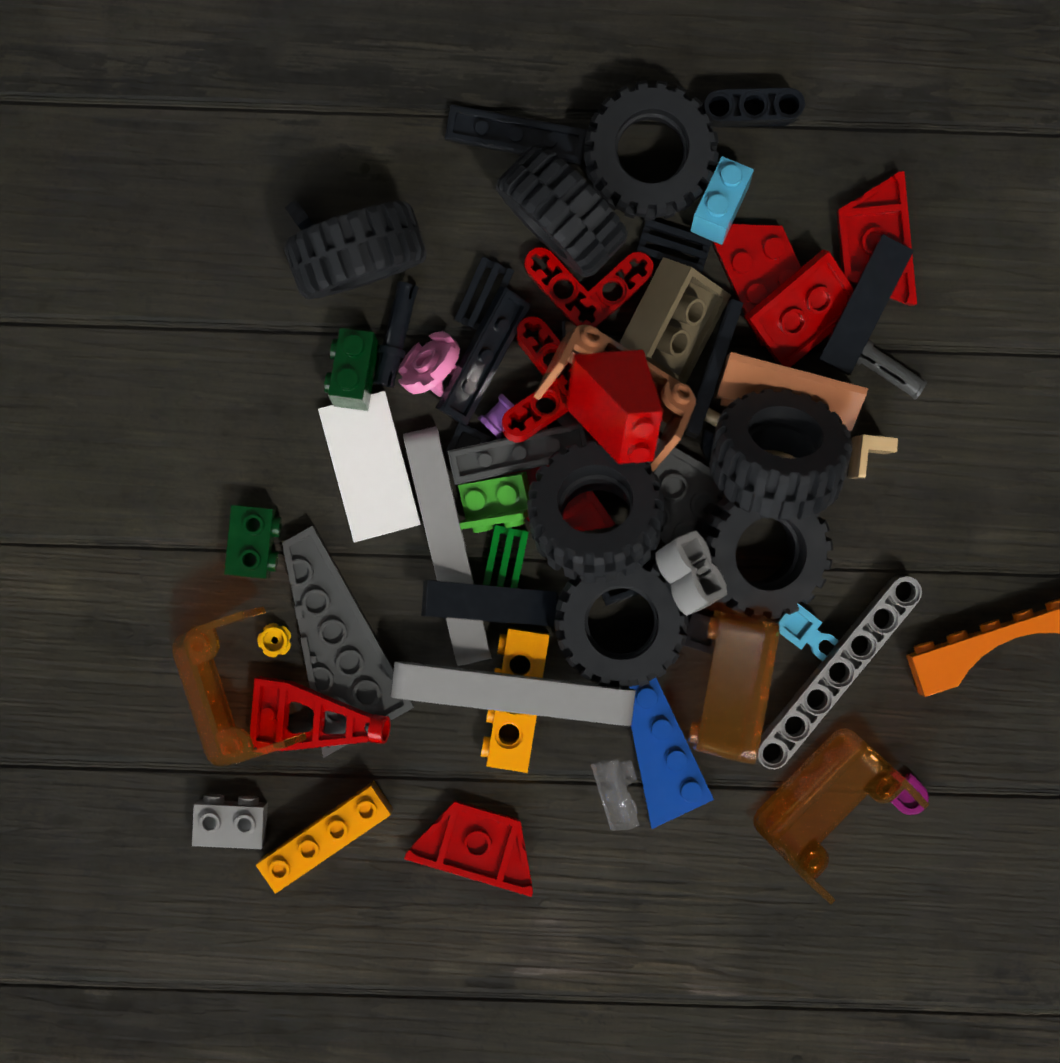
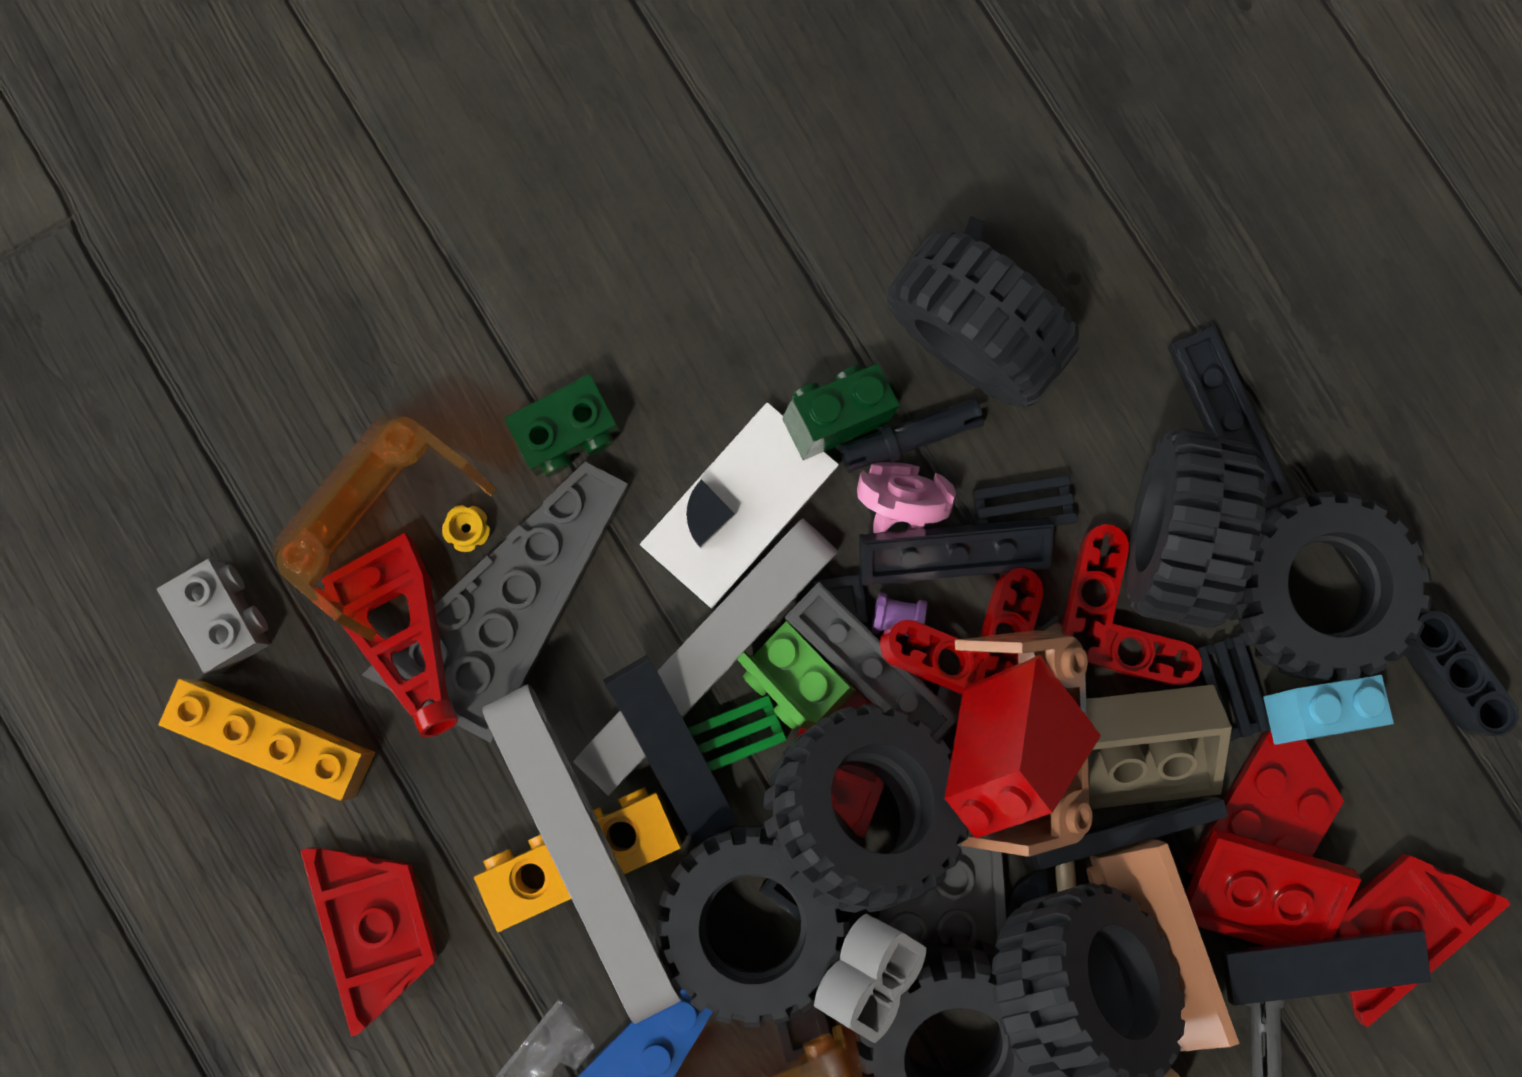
camera: 60 degrees right, 5 degrees down
(362, 490) = (706, 514): none -> black tile

